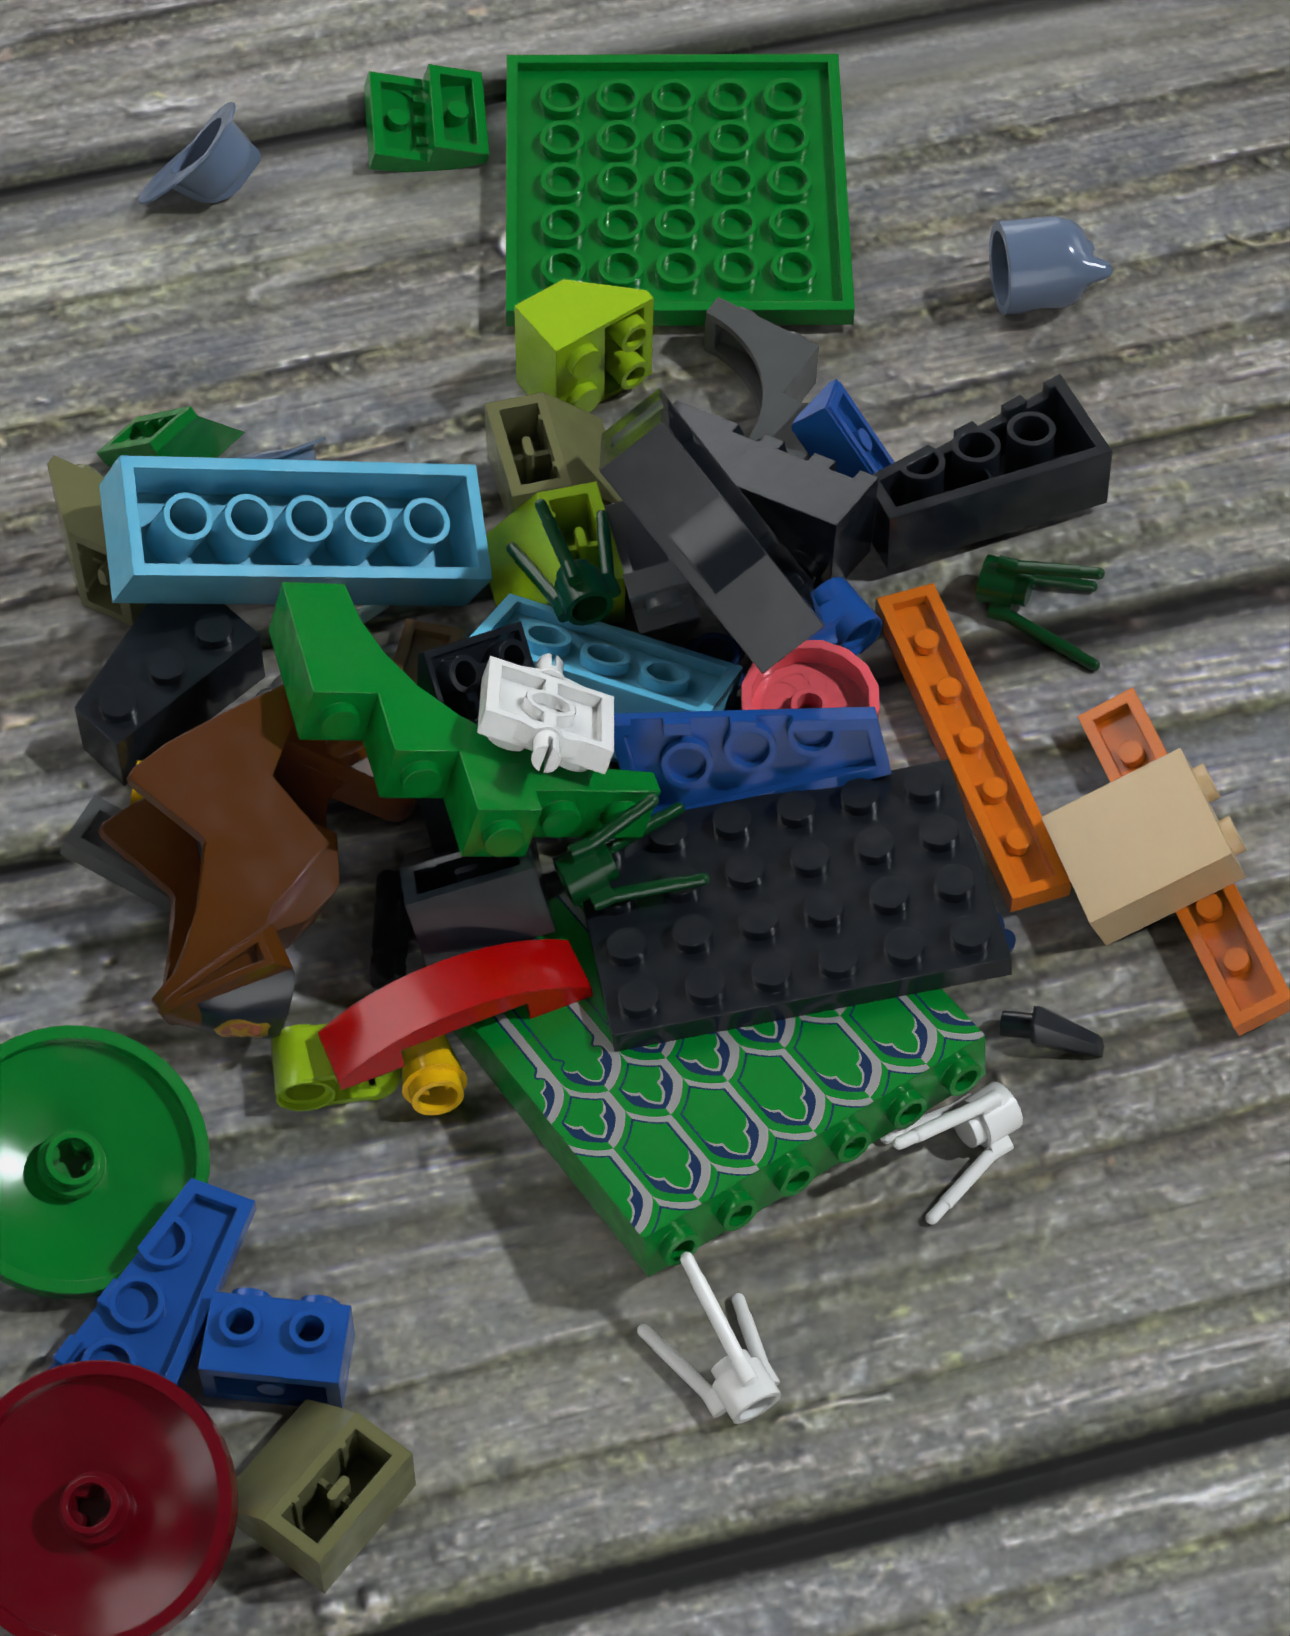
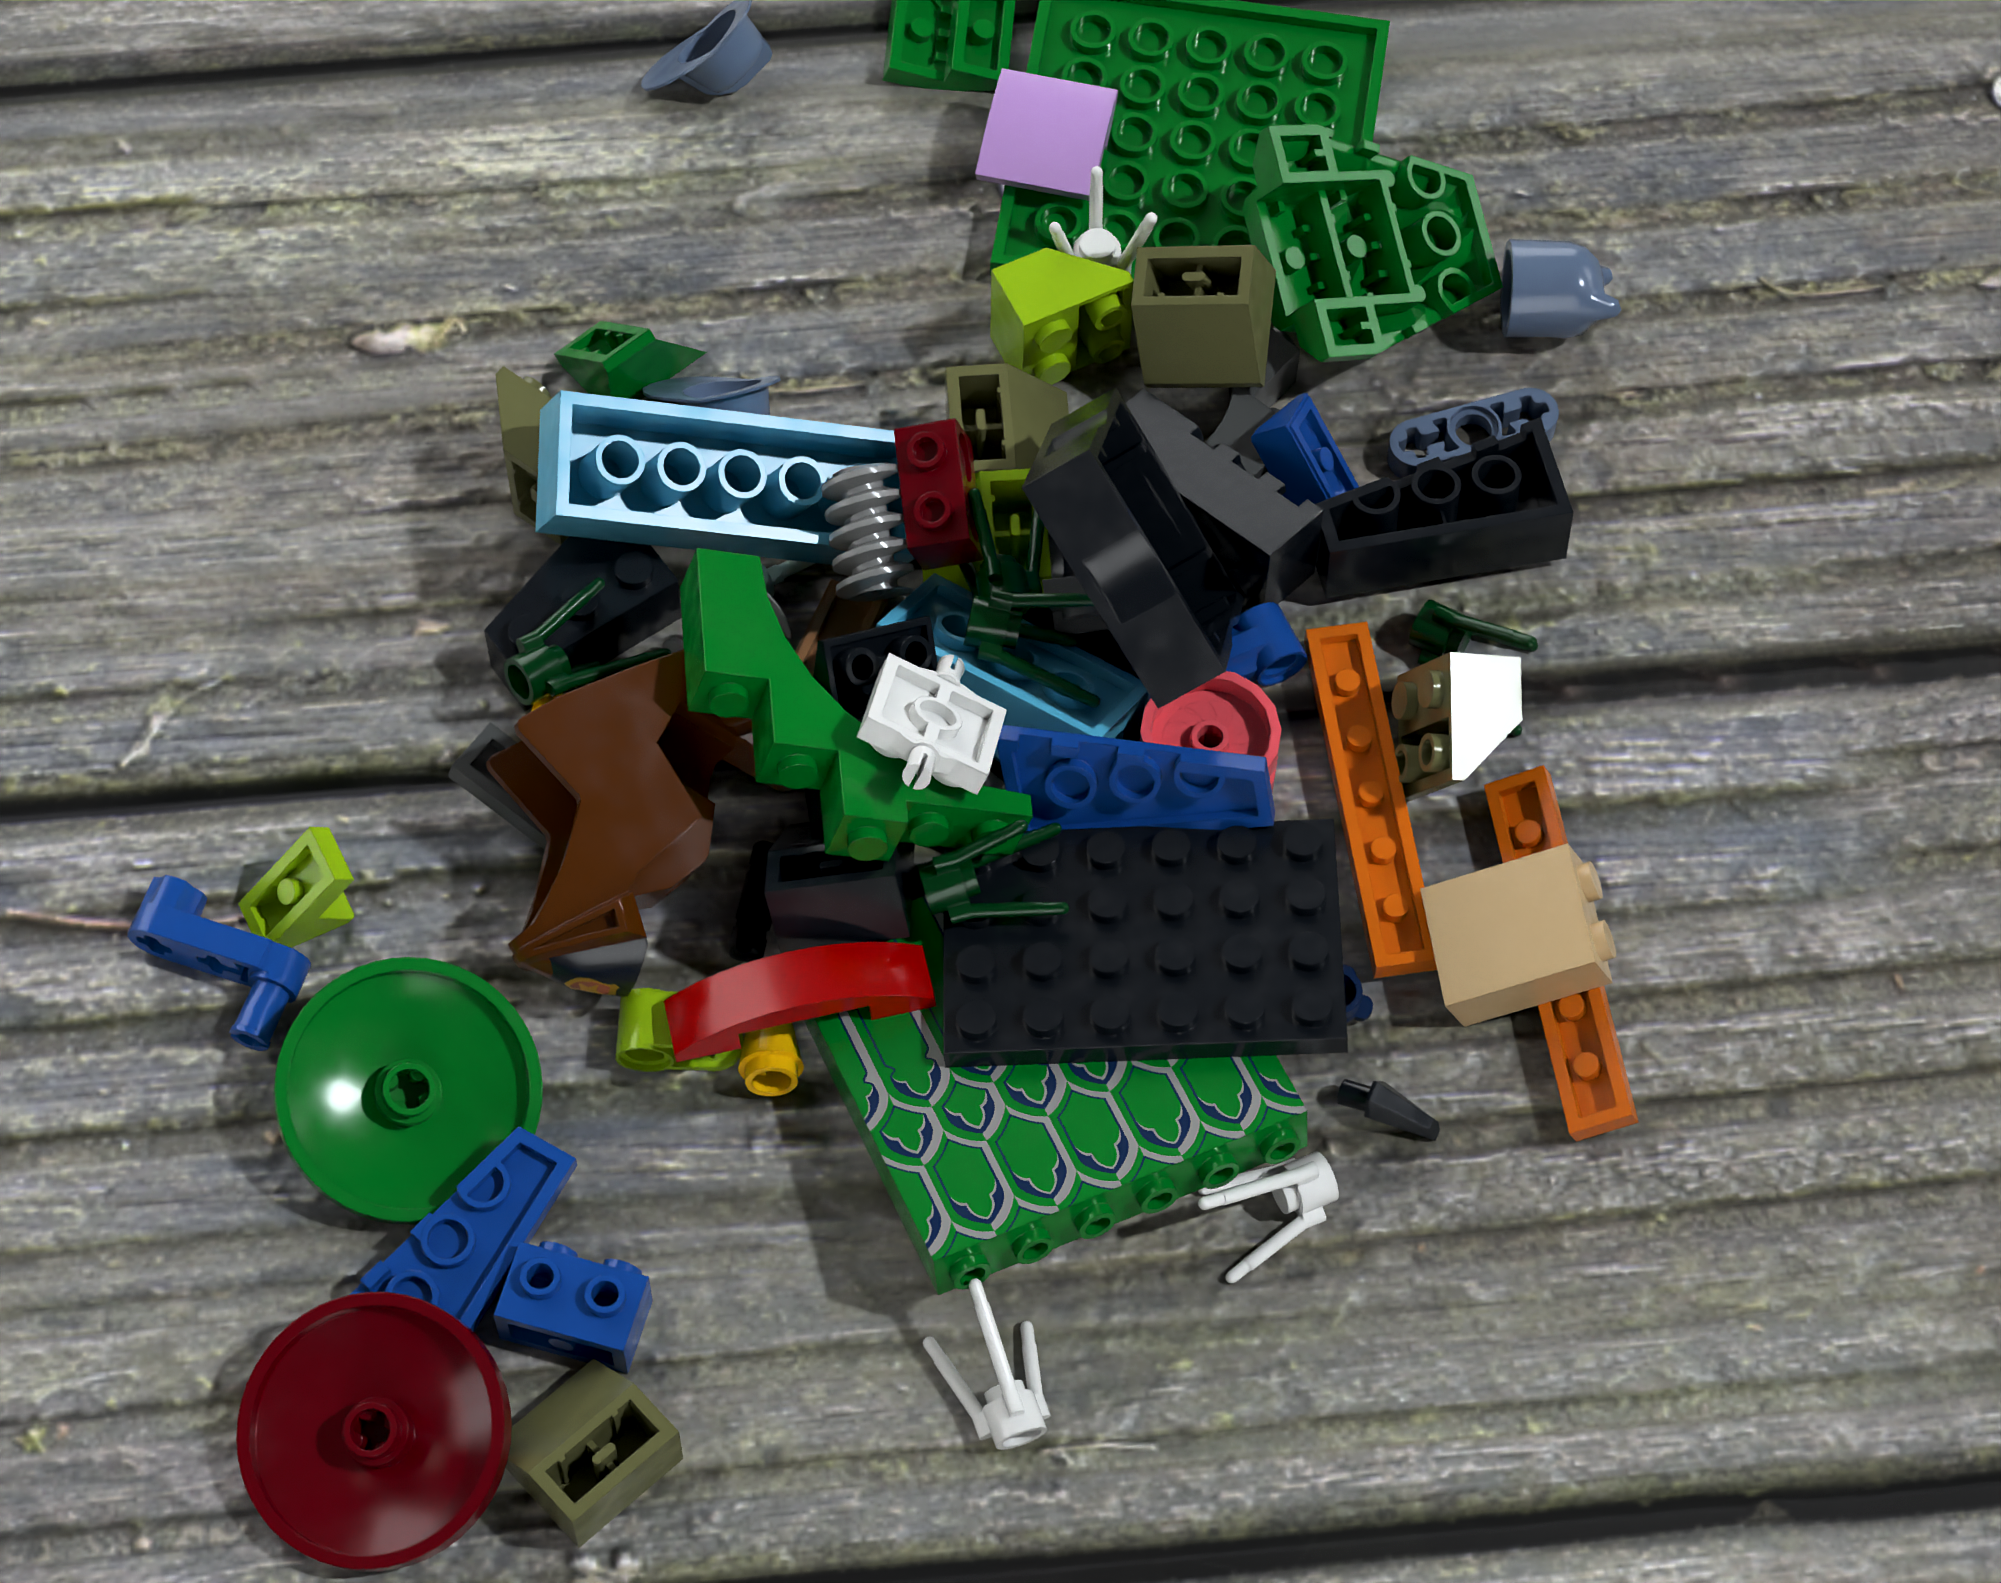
camera: 10 degrees right, 5 degrees up
(139, 731) = (546, 669): none -> dark green plant
(438, 559) = (866, 533): none -> light grey piece
(504, 513) = (934, 487): none -> dark red brick
(538, 190) = (1045, 133): none -> lavender slope
(584, 626) = (996, 626): none -> dark green plant
(611, 272) = (1097, 242): none -> white plant
(723, 322) = (1202, 315): none -> olive slope
(856, 241) = (1363, 241): none -> green wedge
(1003, 384) = (1486, 413): none -> sand blue beam
(1039, 651) = (1453, 717): none -> slope

